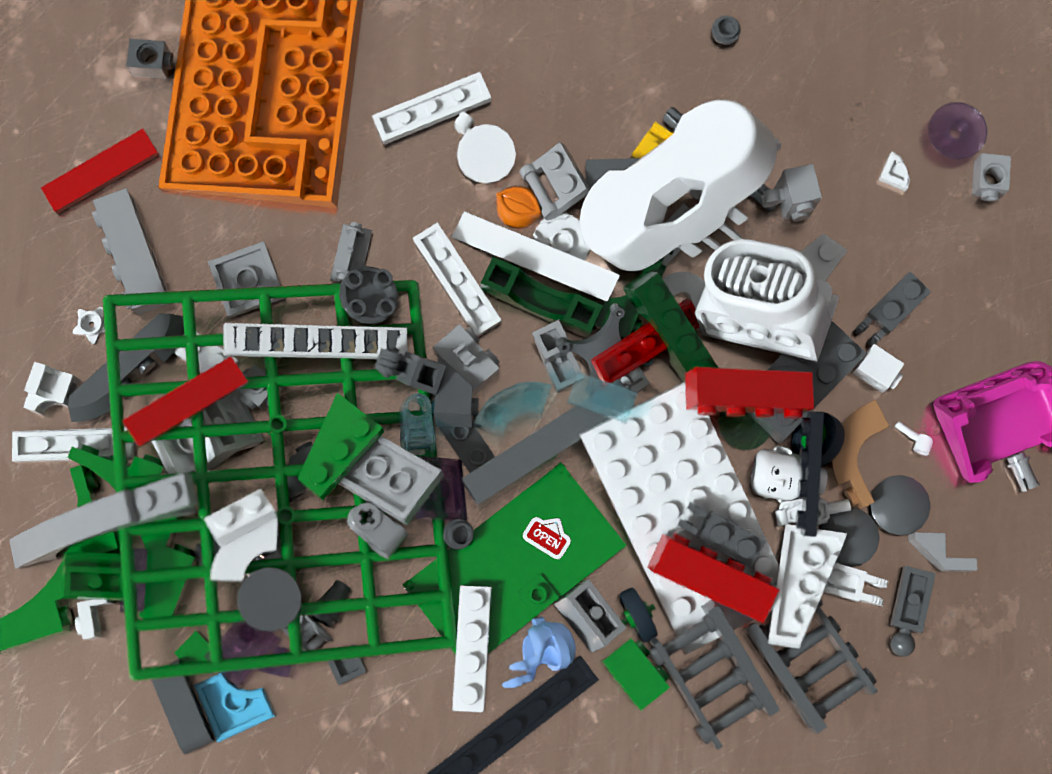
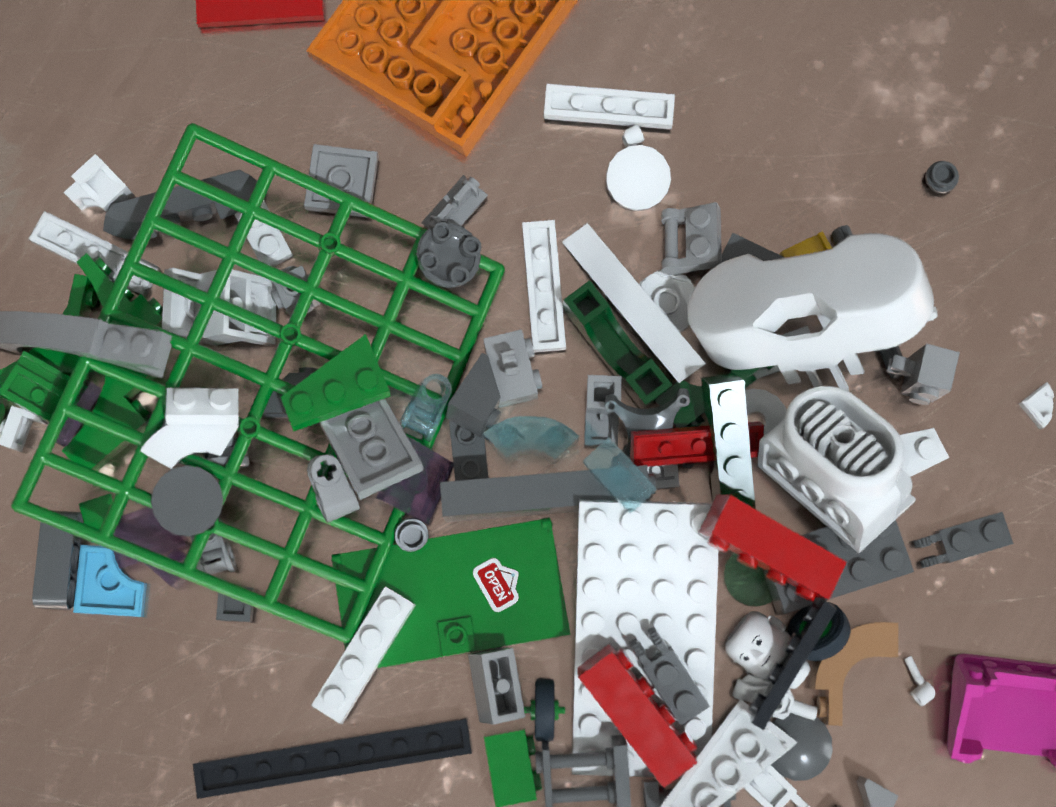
camera: 30 degrees right, 0 degrees up
(85, 319) = (165, 144): white plate -> none
(129, 245) = (247, 91): light grey brick -> none
(185, 402) = (210, 265): red tile -> none
(311, 340) = (371, 273): tile -> none
(335, 592) = (264, 529): dark grey cone -> none
(410, 369) = (450, 349): dark grey brick -> none
(518, 206) = (642, 245): orange hat -> none
(545, 644) = (435, 688): light blue hair -> none
(879, 369) = (918, 594): white brick -> none
(900, 505) = (867, 742): dark grey dish -> none
(1023, 471) = (1012, 775): light grey pin -> none

